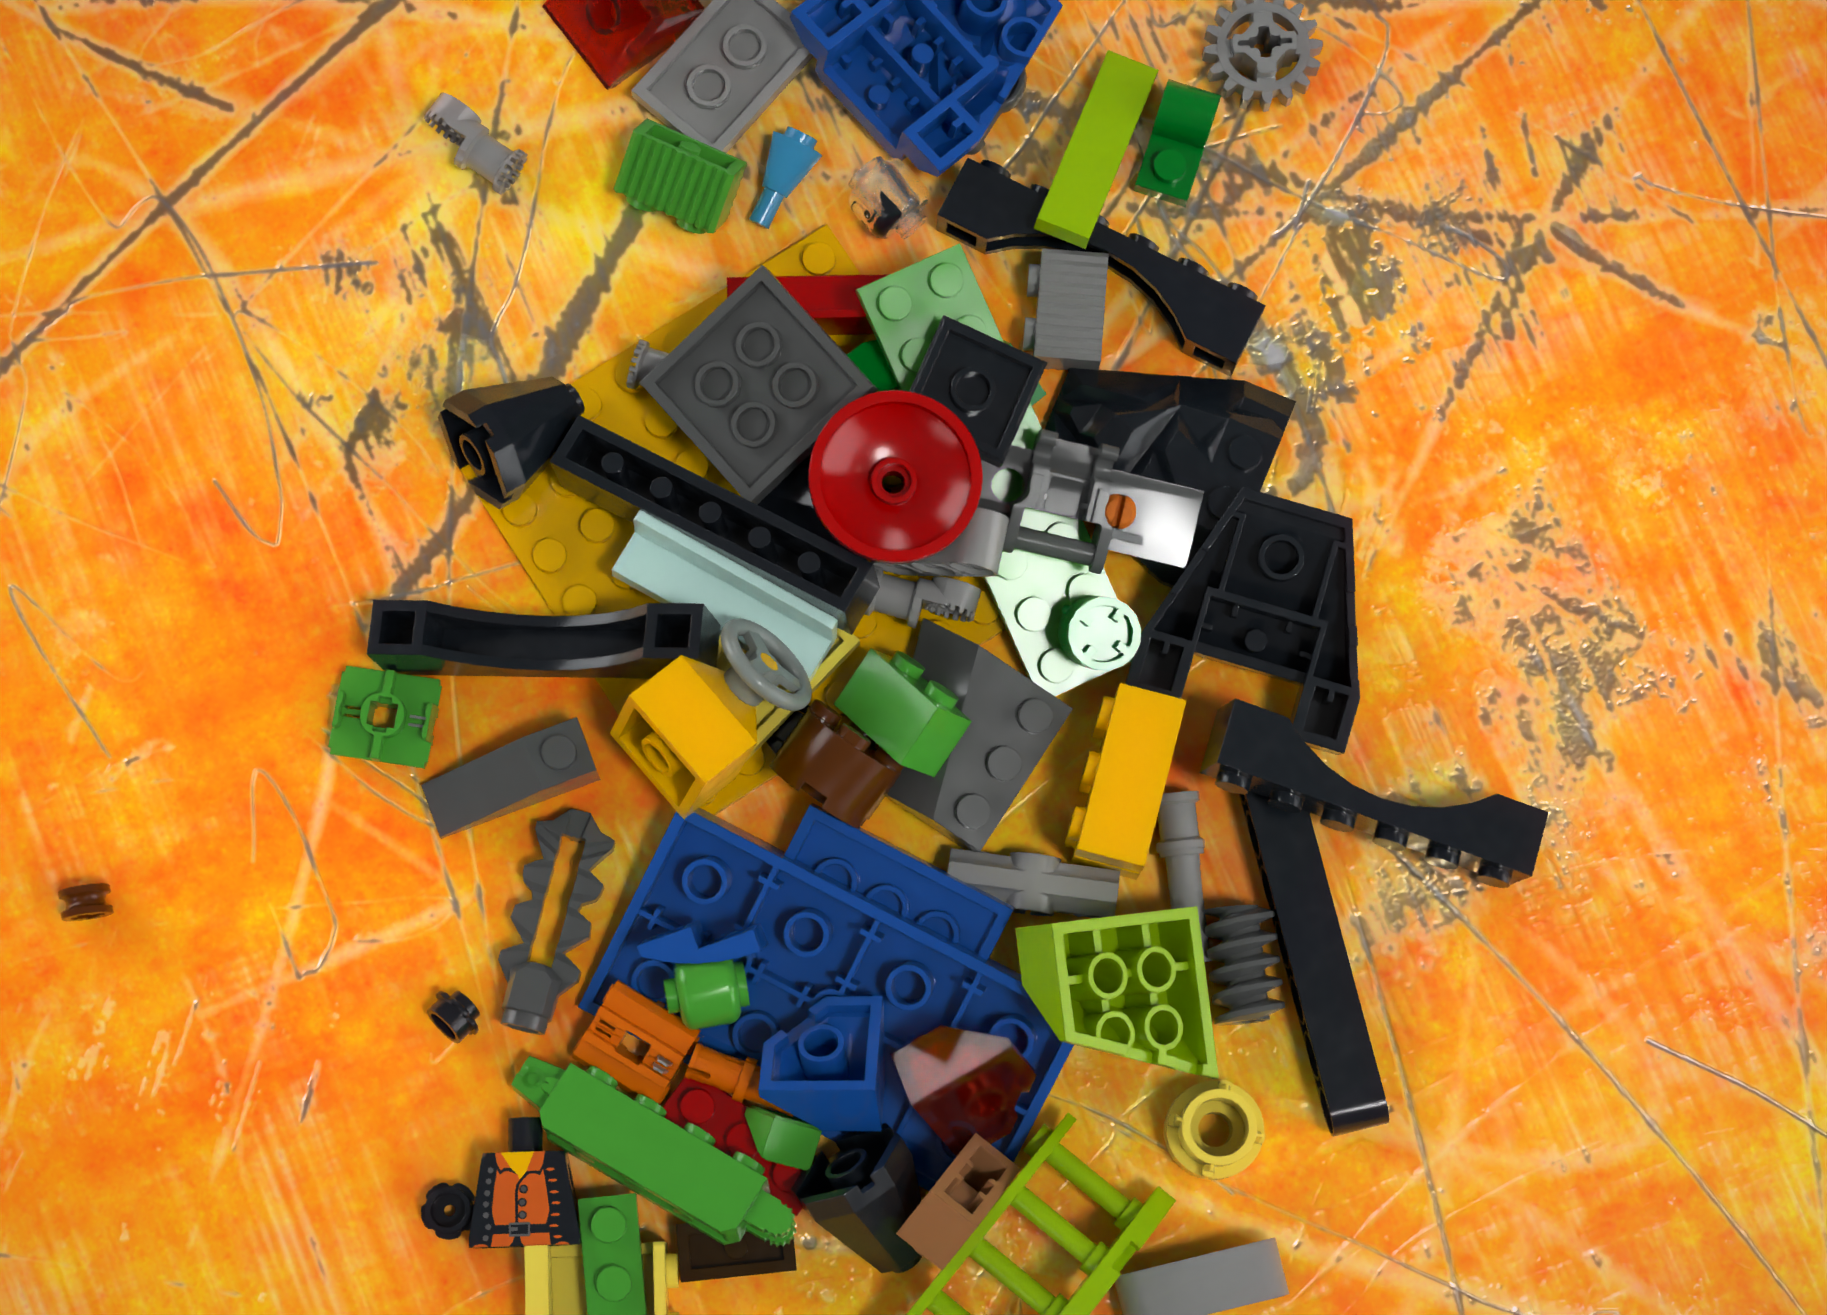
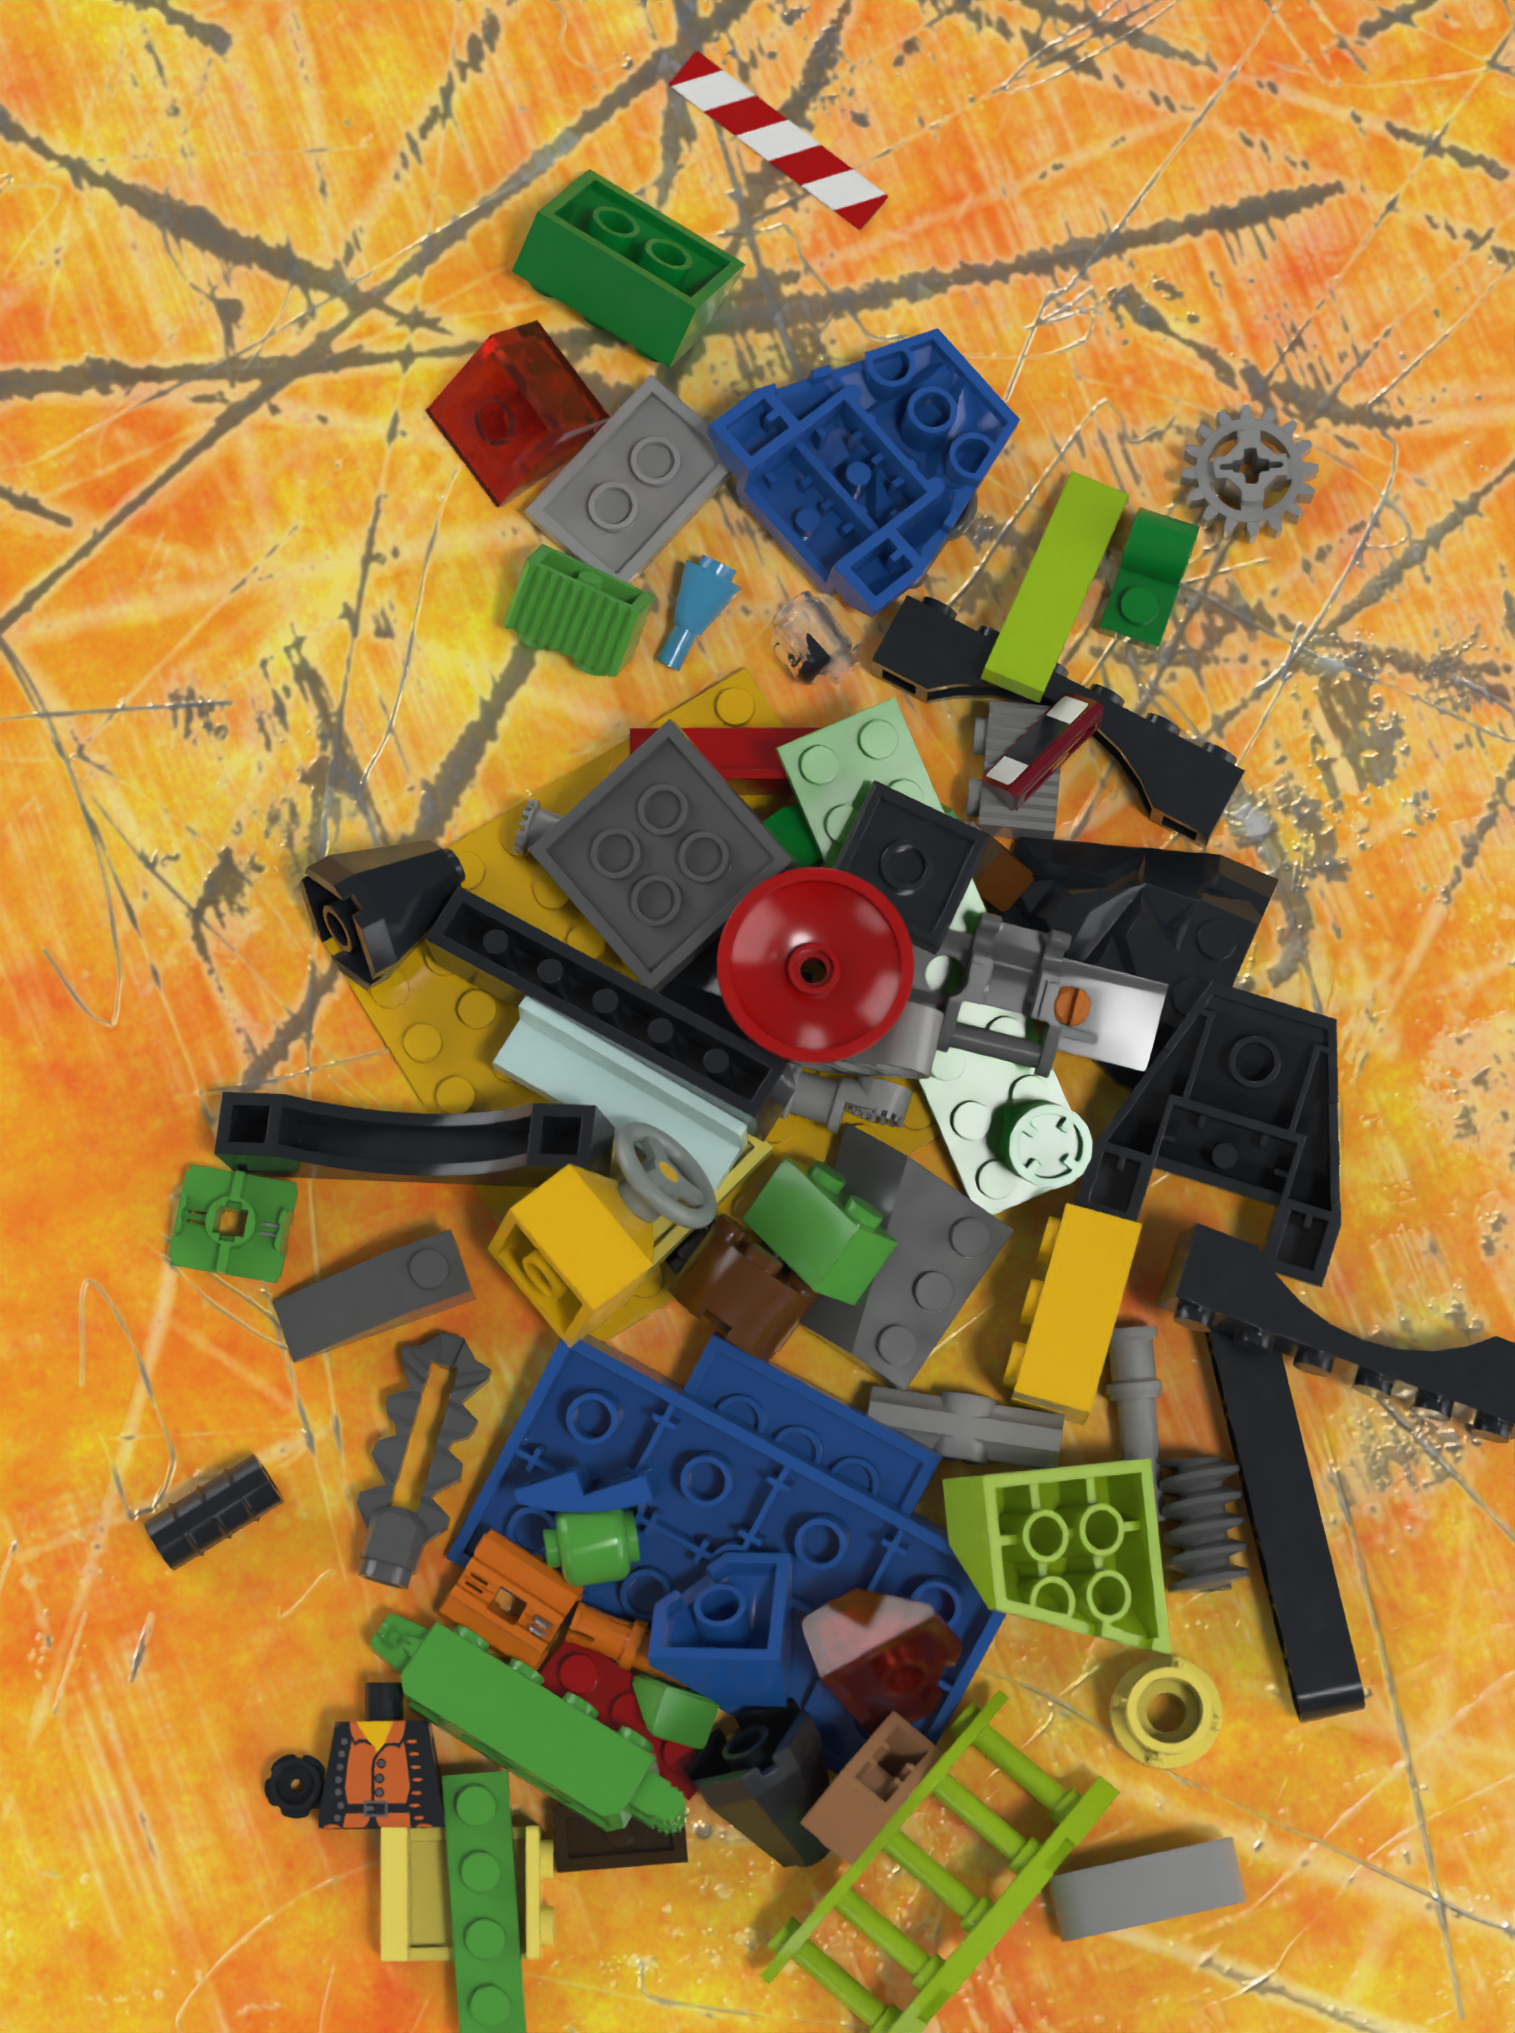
camera: 10 degrees right, 0 degrees up
(371, 970) = (213, 1512): none -> black axle
(454, 1015) = (306, 1565): black plate -> none
(476, 147) = (348, 574): light grey connector -> none
(1055, 401) = (1000, 875): none -> reddish brown slope
(1090, 289) = (1043, 749): none -> slope

